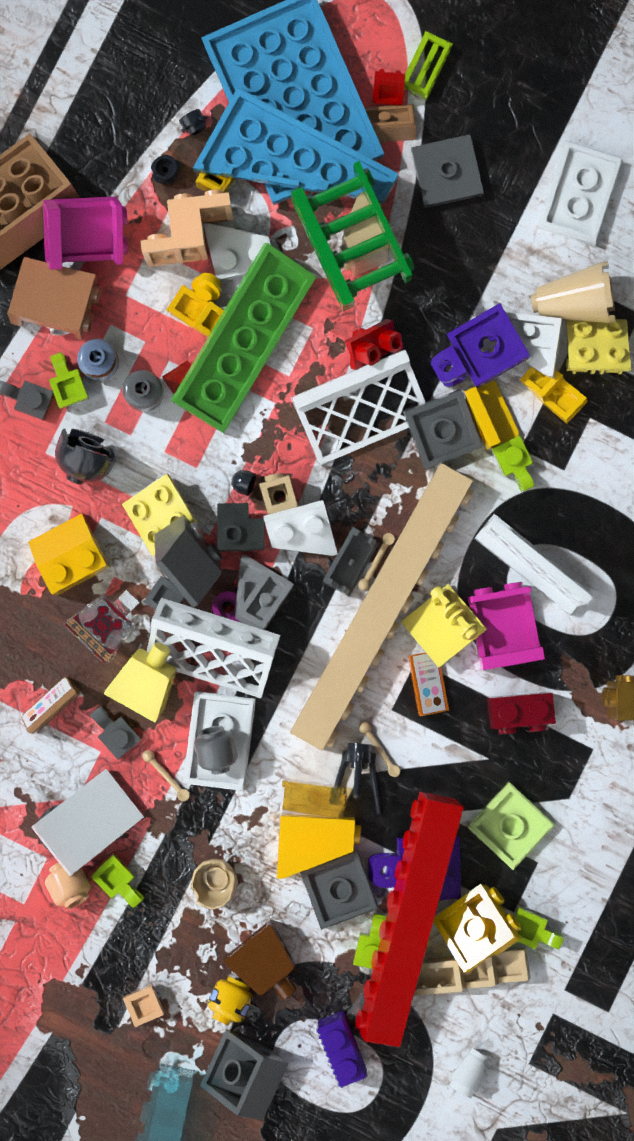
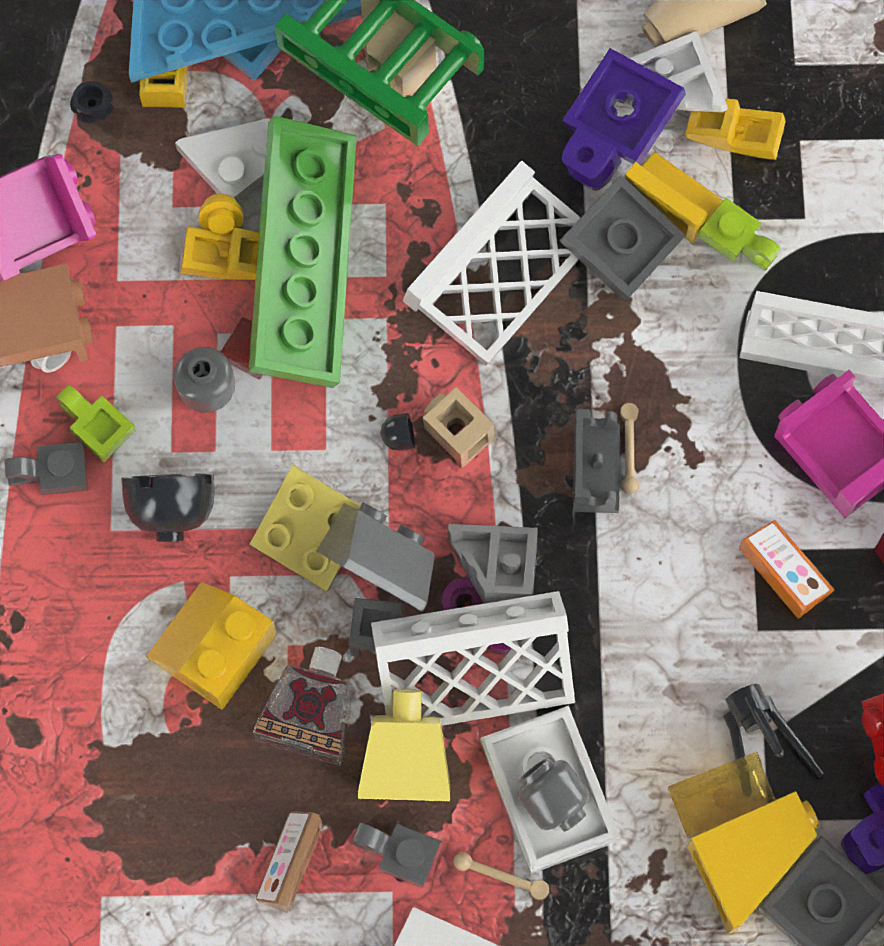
camera: 25 degrees left, 15 degrees down
(108, 361) = (124, 370): sand blue head -> none
(187, 230) = (162, 156): light nougat bracket -> none
(193, 122) = (99, 30): black plate -> none
(236, 530) = (426, 493): pearl dark grey brick -> none
(302, 529) = (511, 448): white wing -> none
(371, 344) = (476, 176): red hips -> none
(381, 607) = (670, 505): tan brick -> none
(393, 770) = (806, 707): tan hinge -> none
(443, 625) = (764, 481): light yellow hinge -> none
(598, 347) = (760, 49): light yellow hinge -> none

